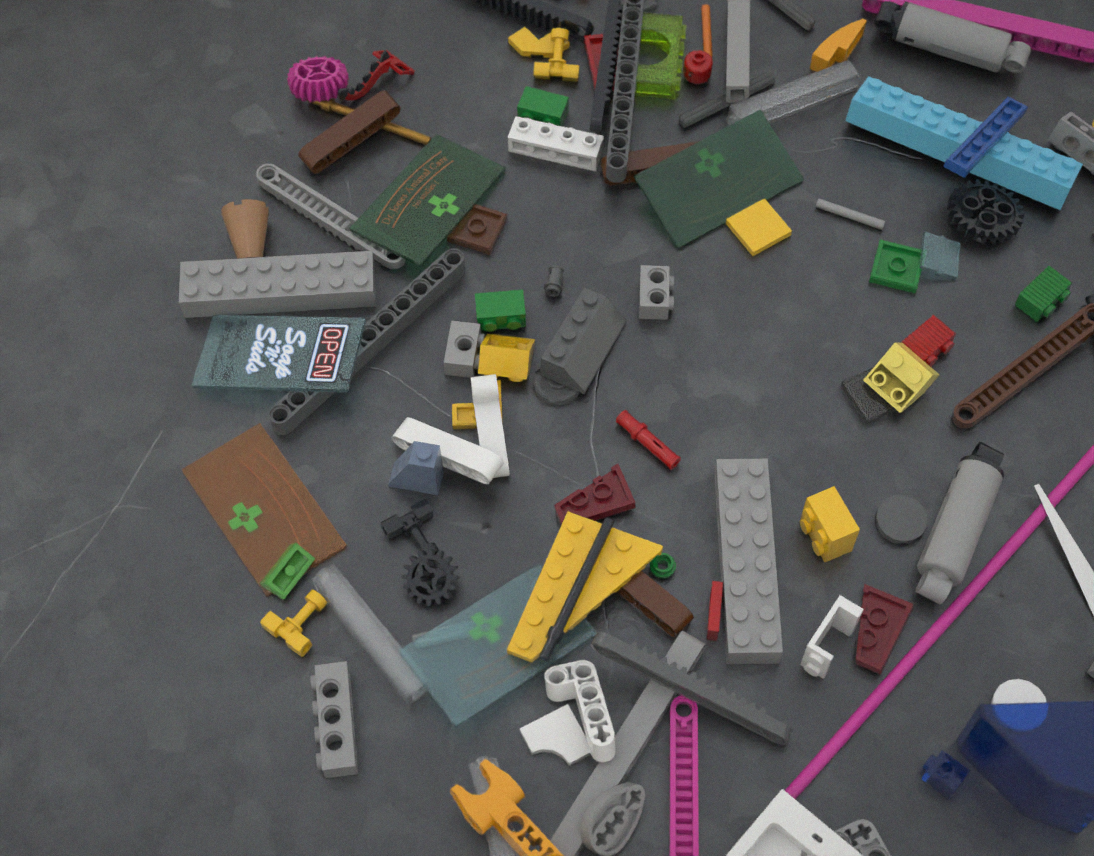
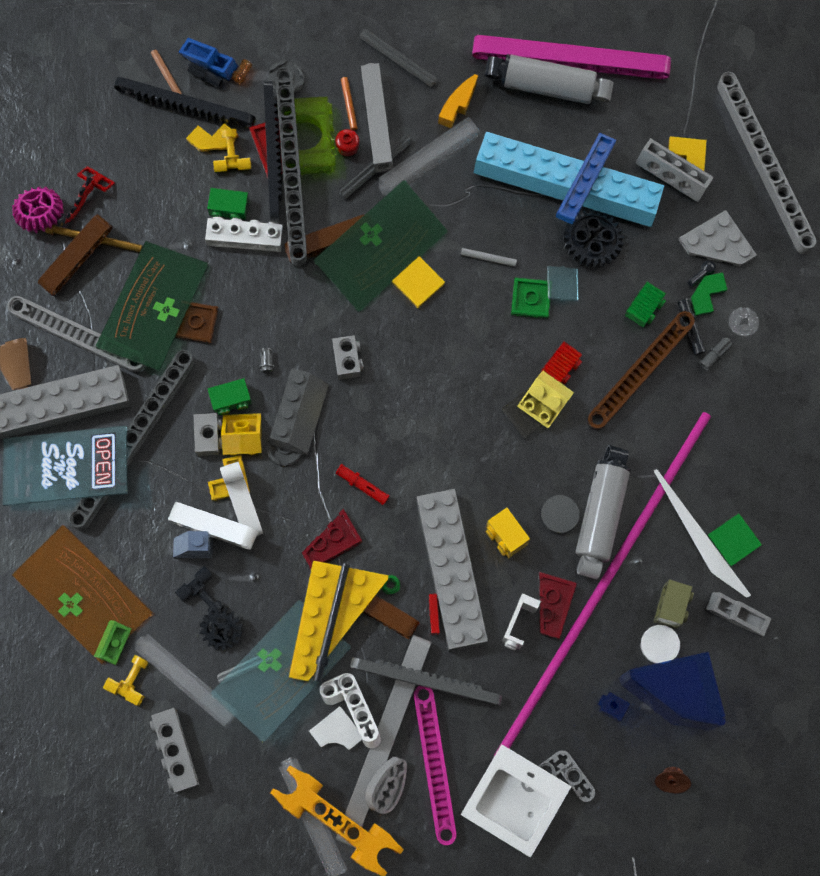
camera: 15 degrees left, 15 degrees up
(1045, 652) = (673, 604): none -> olive brick

